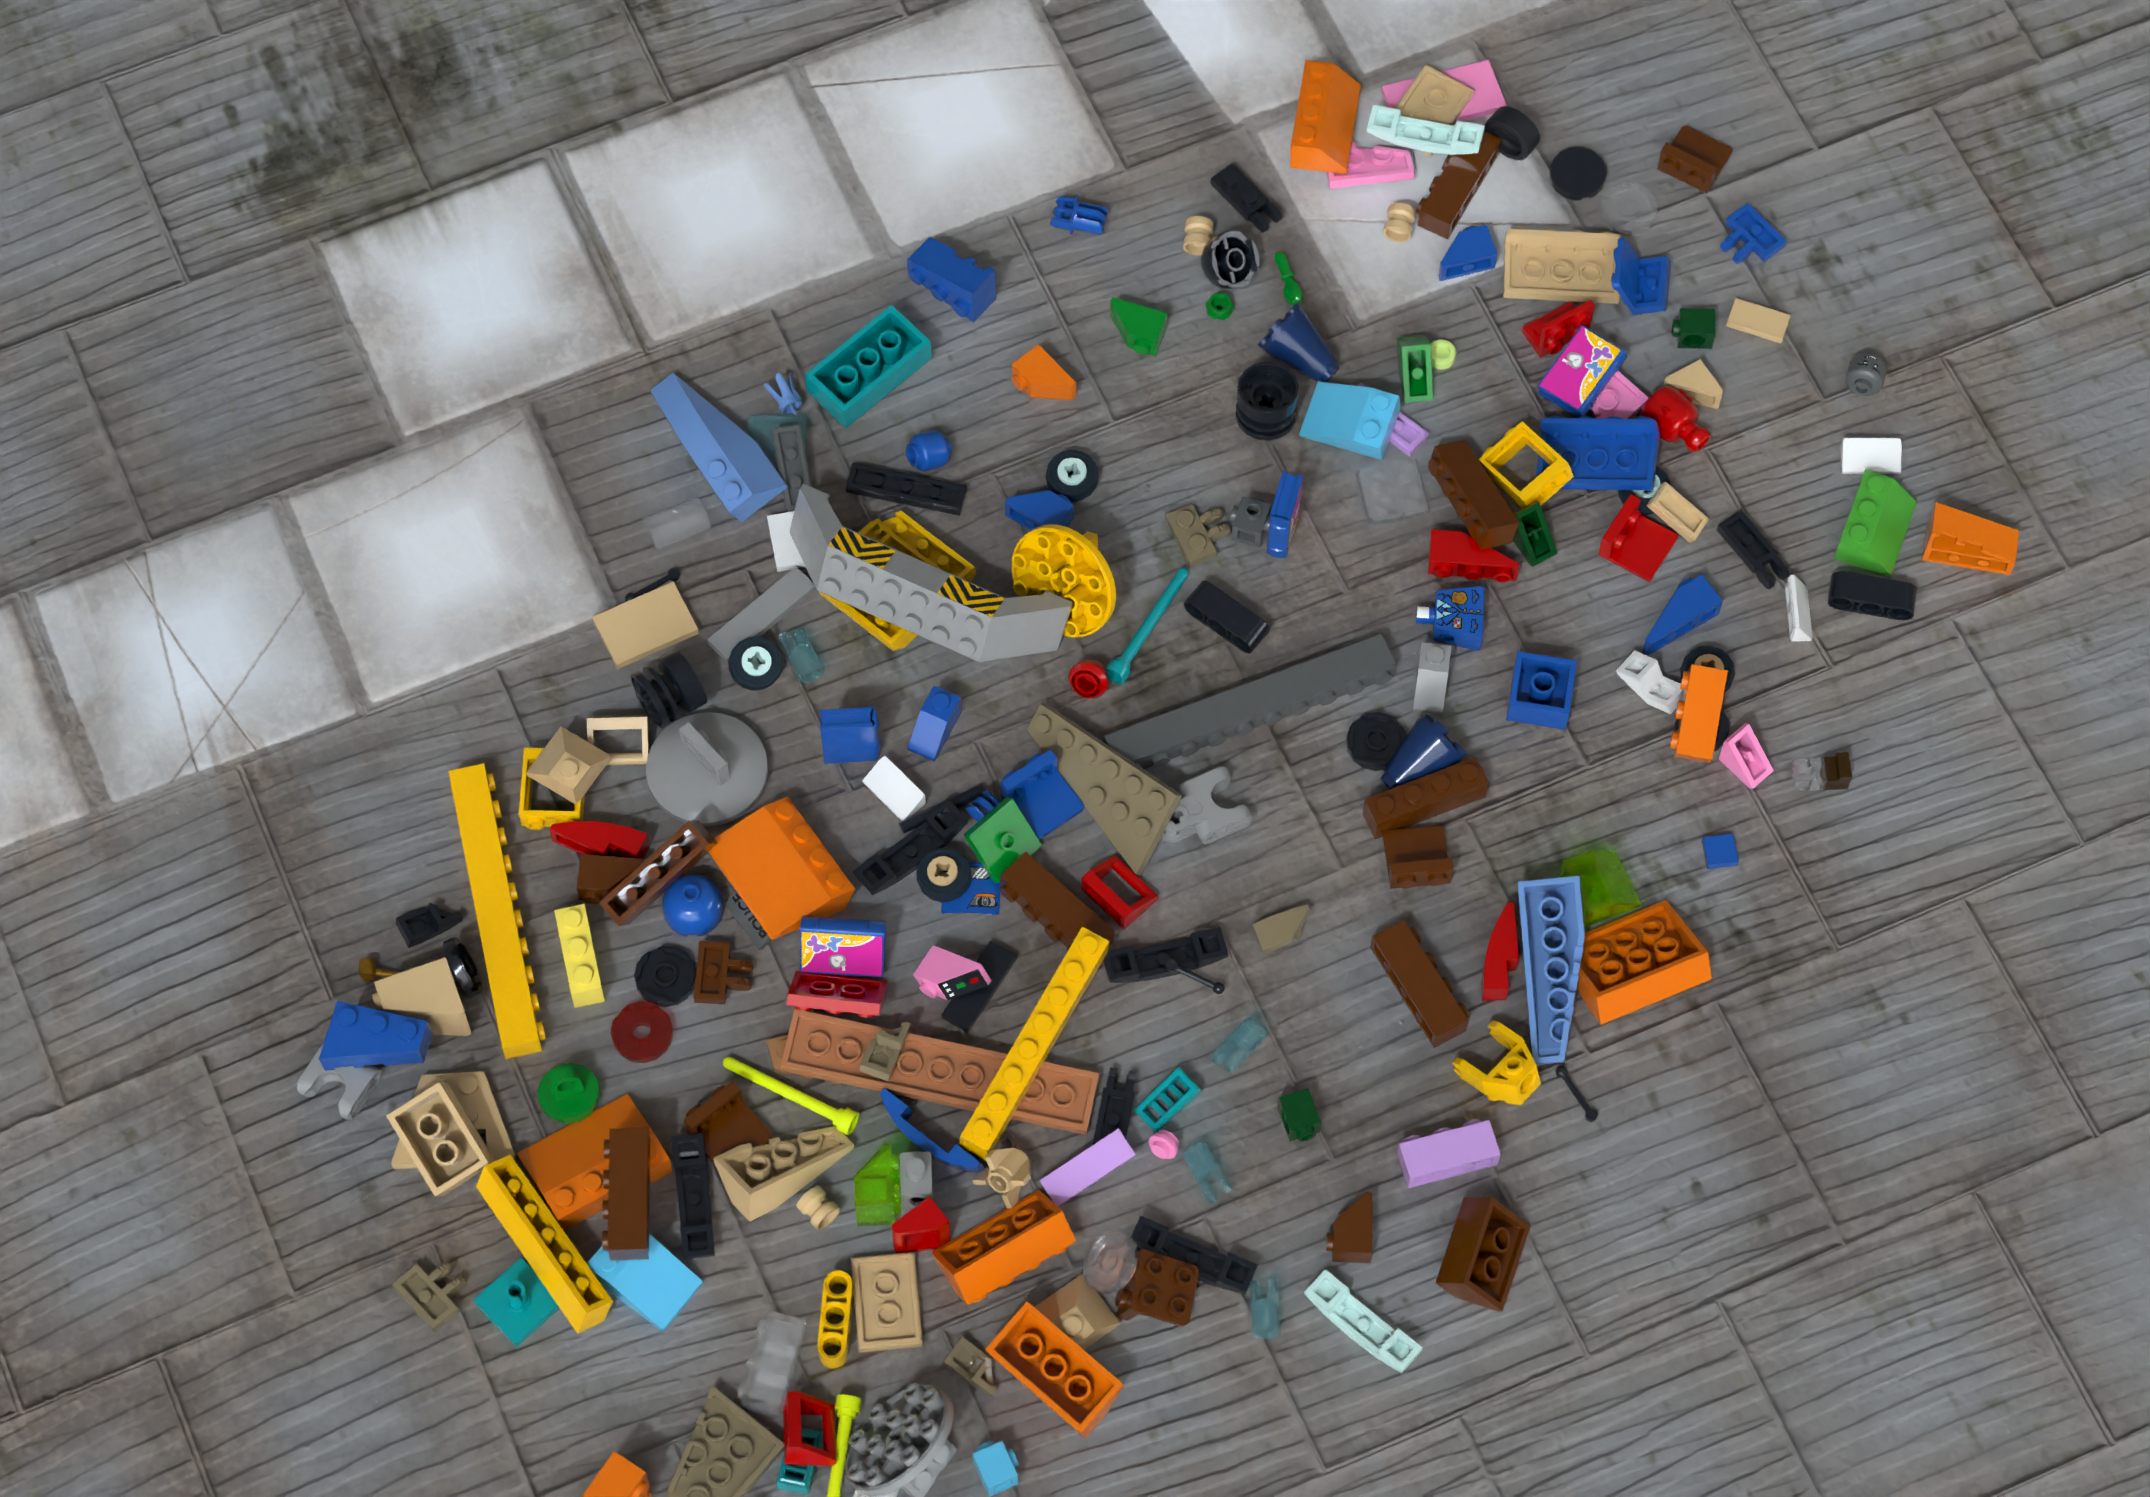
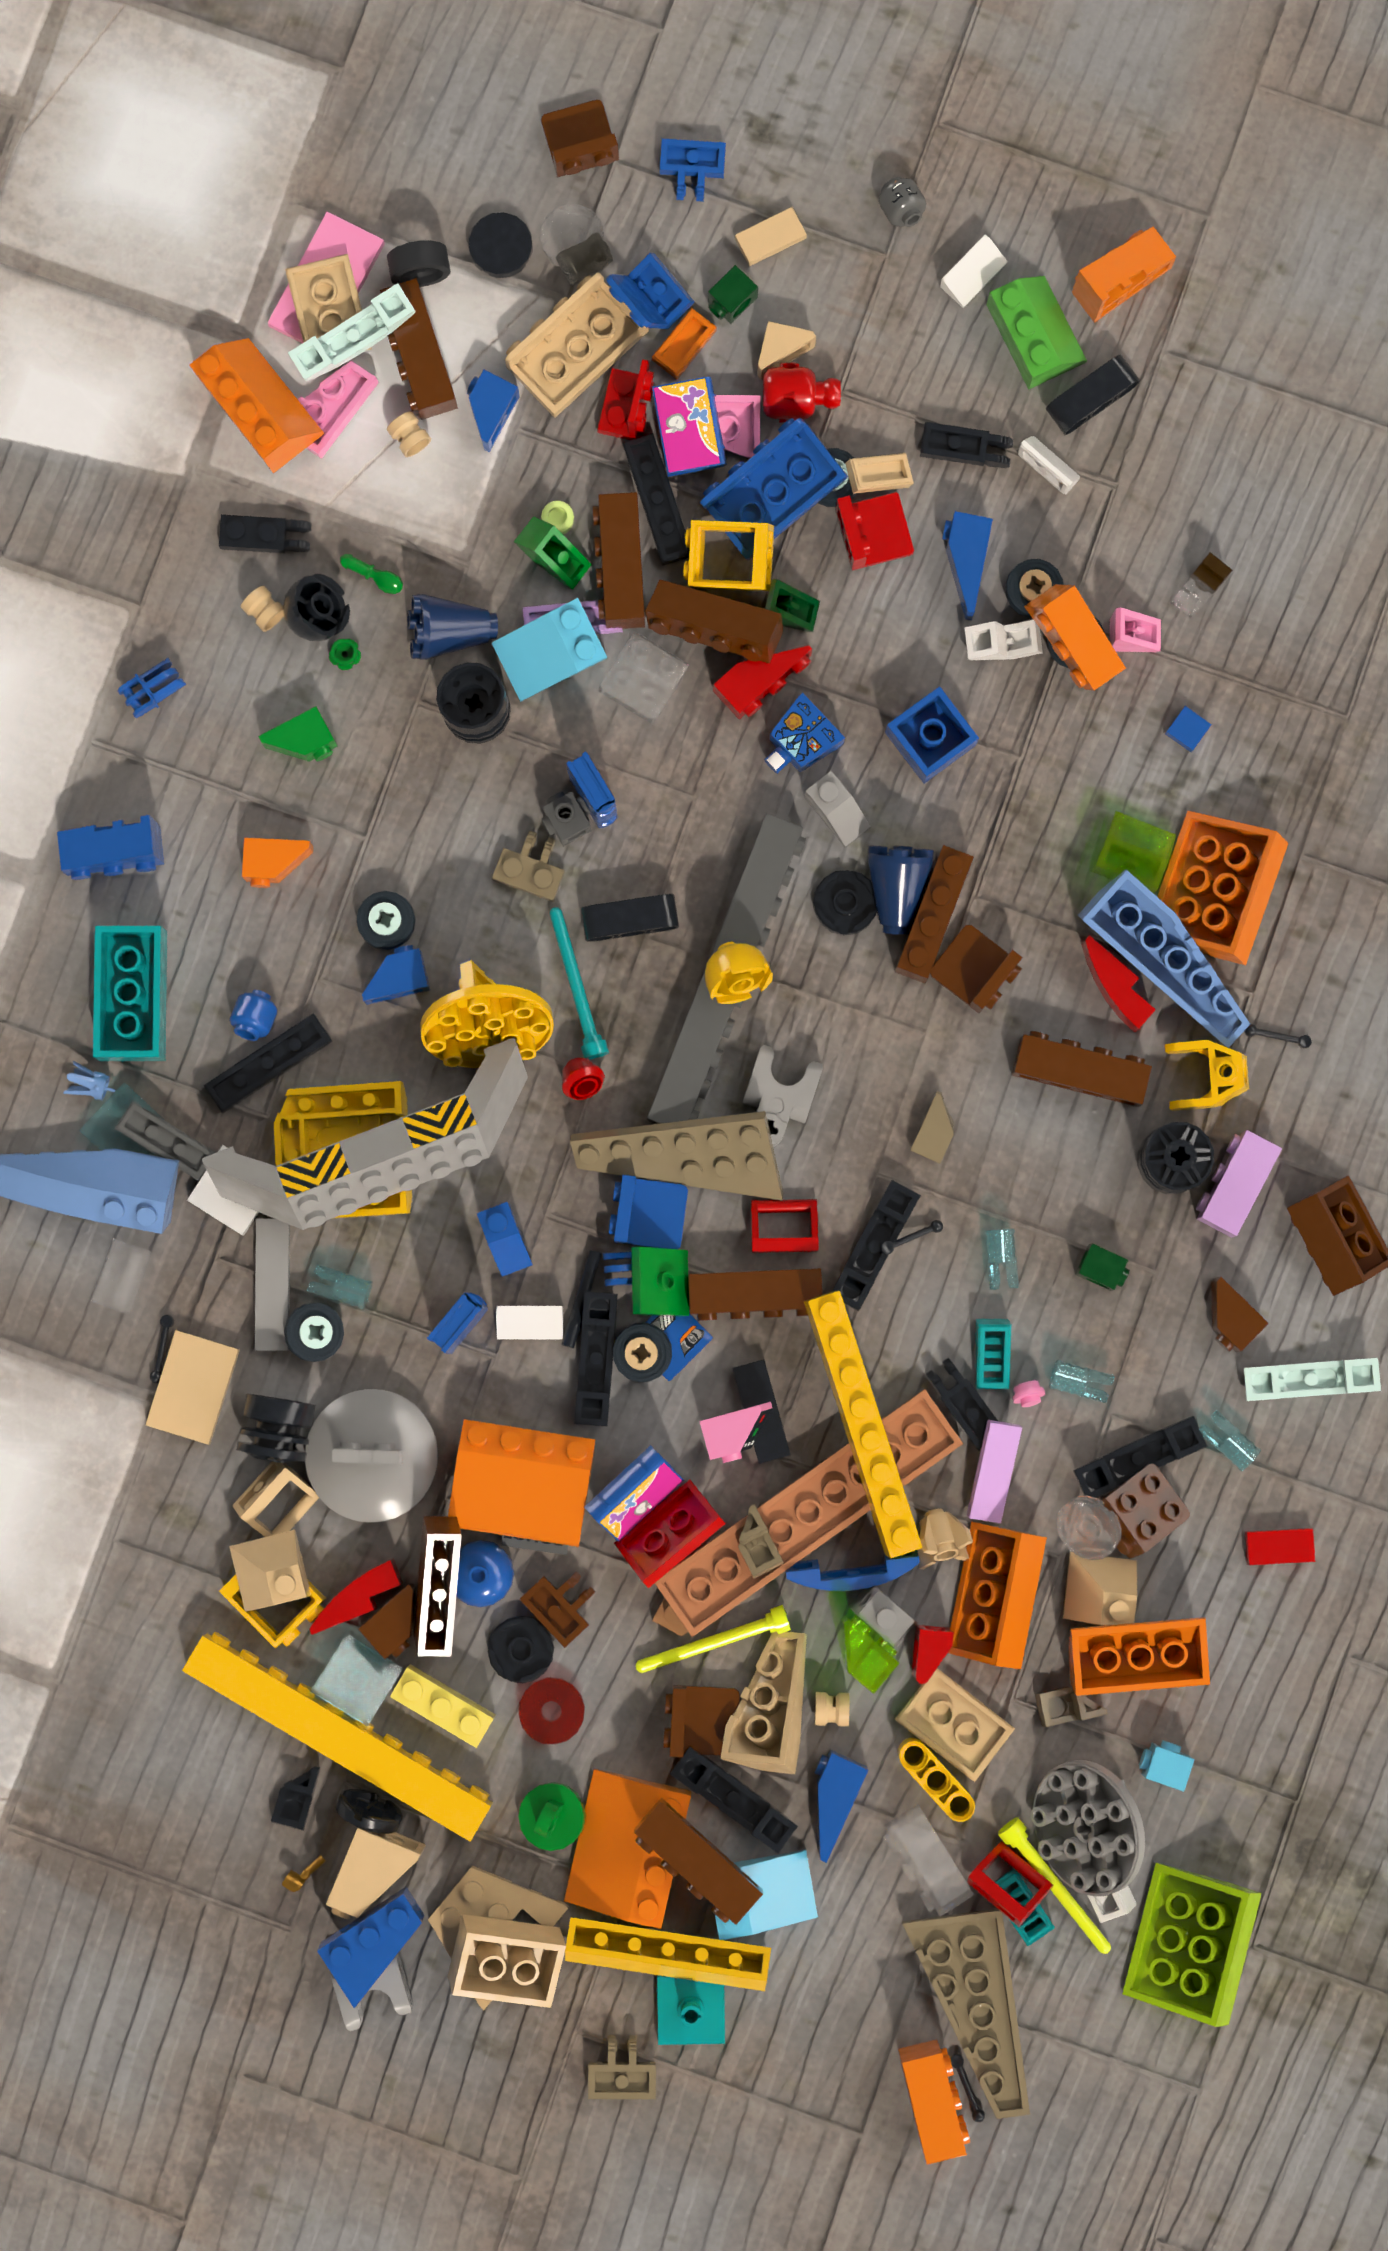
camera: 45 degrees left, 20 degrees up
(543, 885) = (357, 1680): none -> clear light blue tile
(761, 1262) = (836, 1792): none -> blue slope
(1226, 1410) = (1280, 1546): none -> red tile
(1255, 699) = (736, 972): none -> yellow cylinder
(1416, 1107) = (1160, 1169): none -> black wheel
(1453, 409) = (620, 560): none -> reddish brown brick
(1517, 398) = (657, 498): none -> black tile
(1620, 221) = (584, 259): none -> clear smoke bracket
(1634, 330) = (684, 343): none -> orange tile

